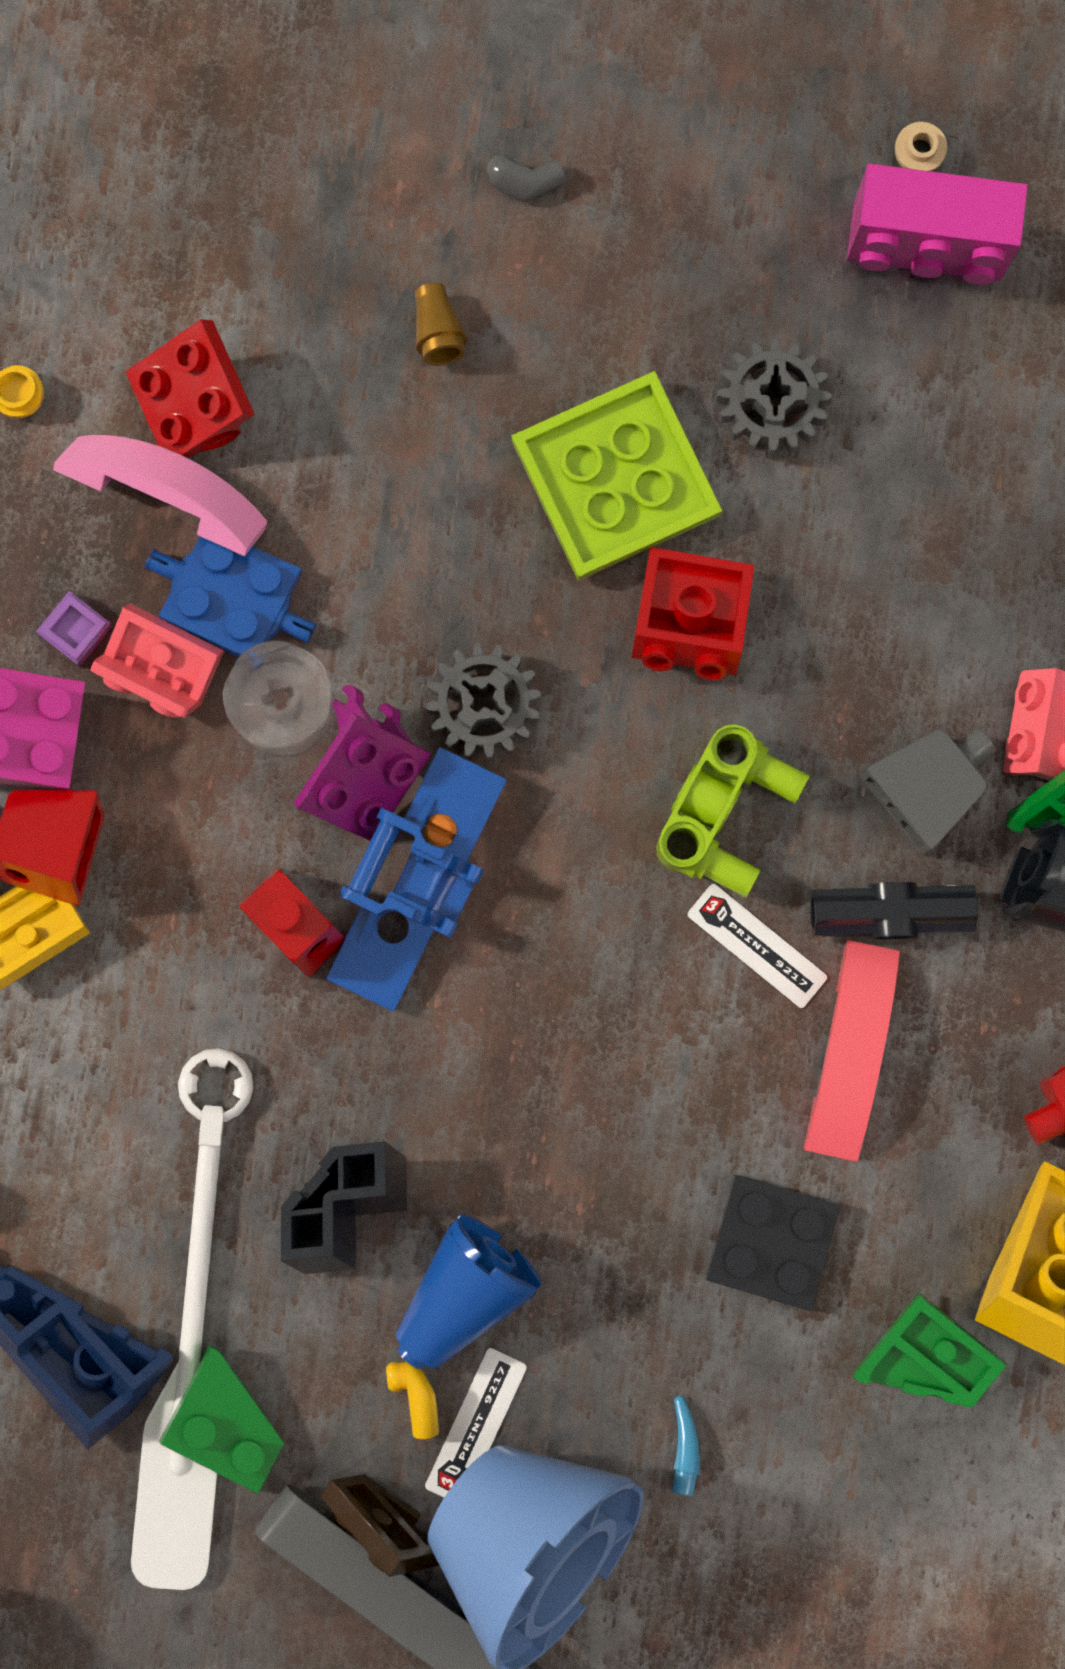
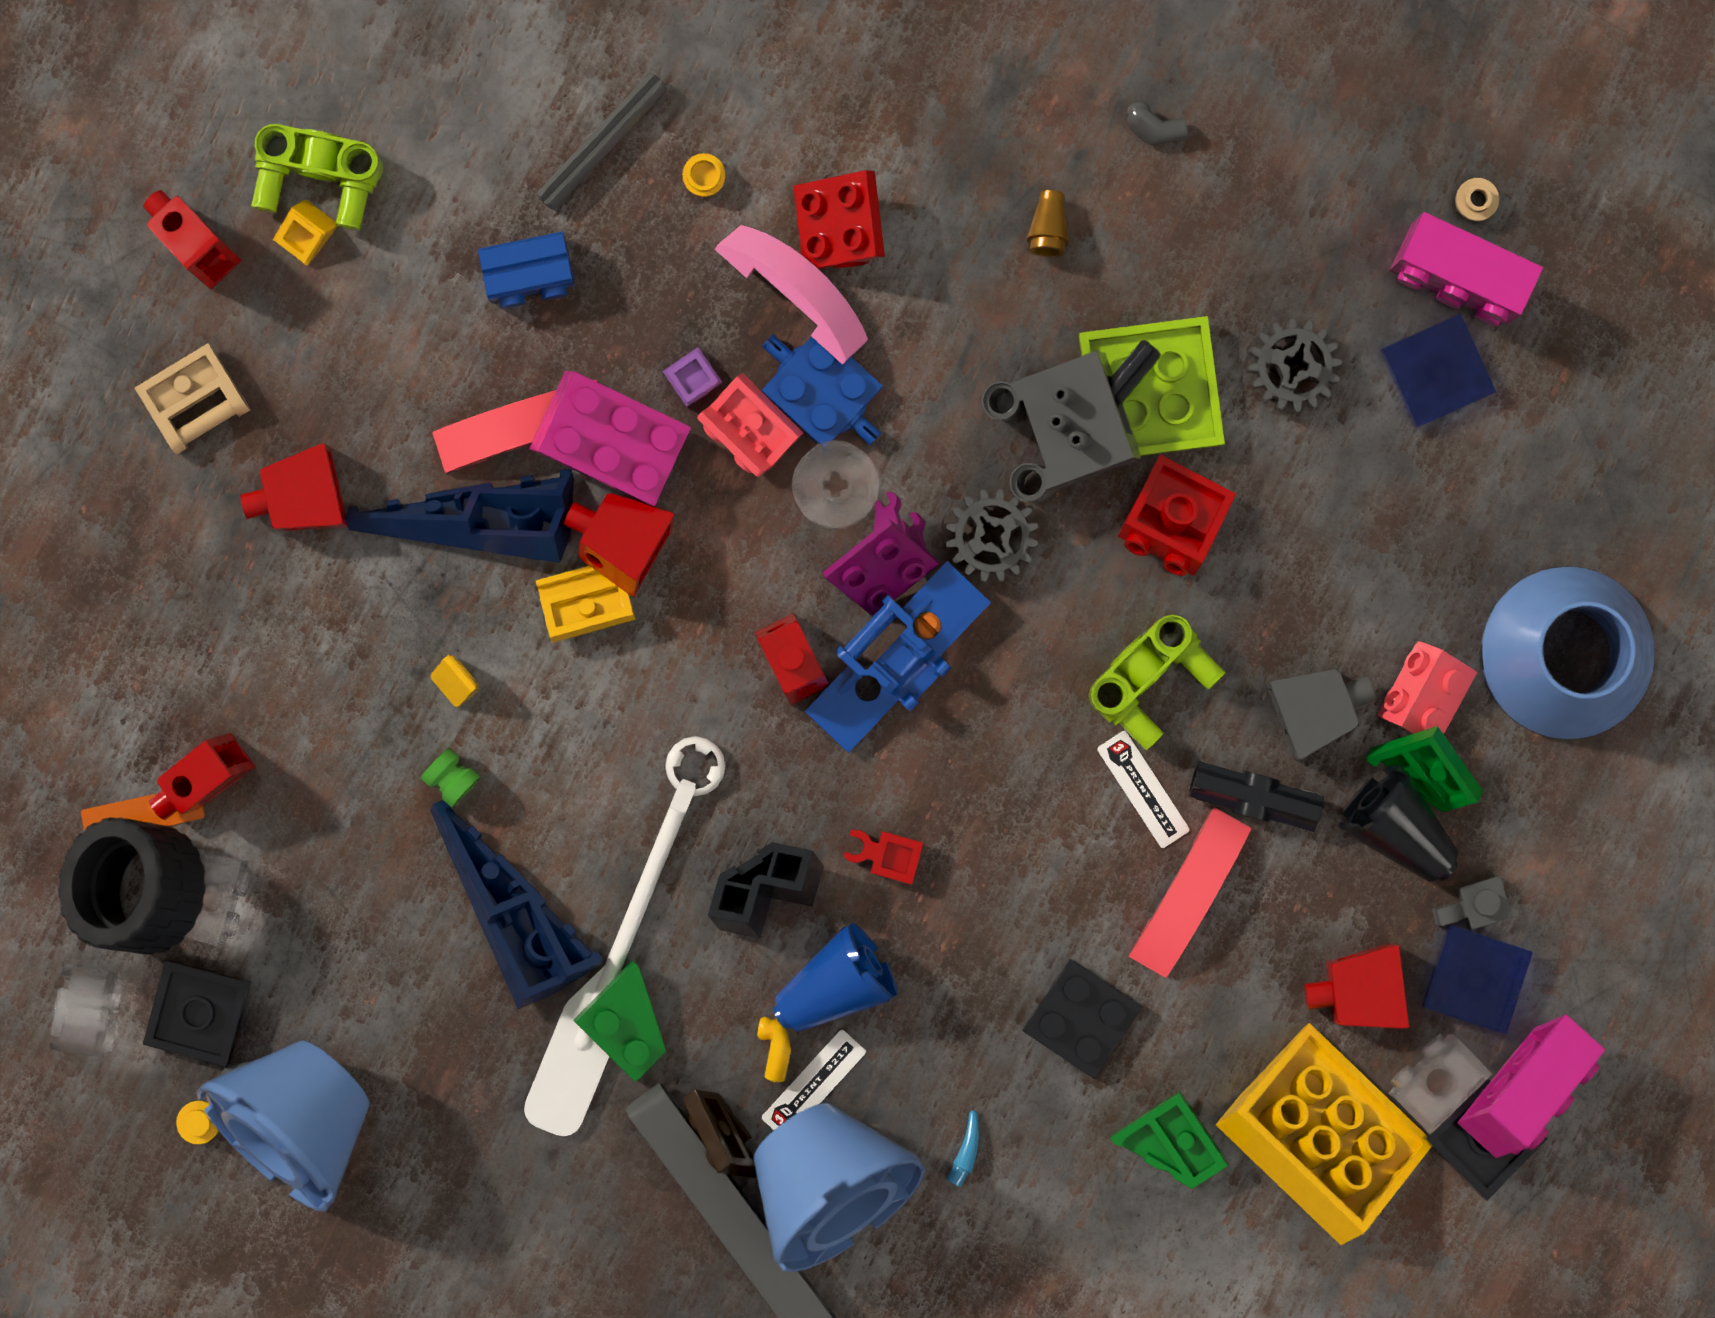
camera: 25 degrees right, 5 degrees up
(484, 1119) = (892, 857): none -> red plate
(536, 532) = (1075, 418): none -> dark grey piece
(940, 354) = (1438, 371): none -> clear blue plate

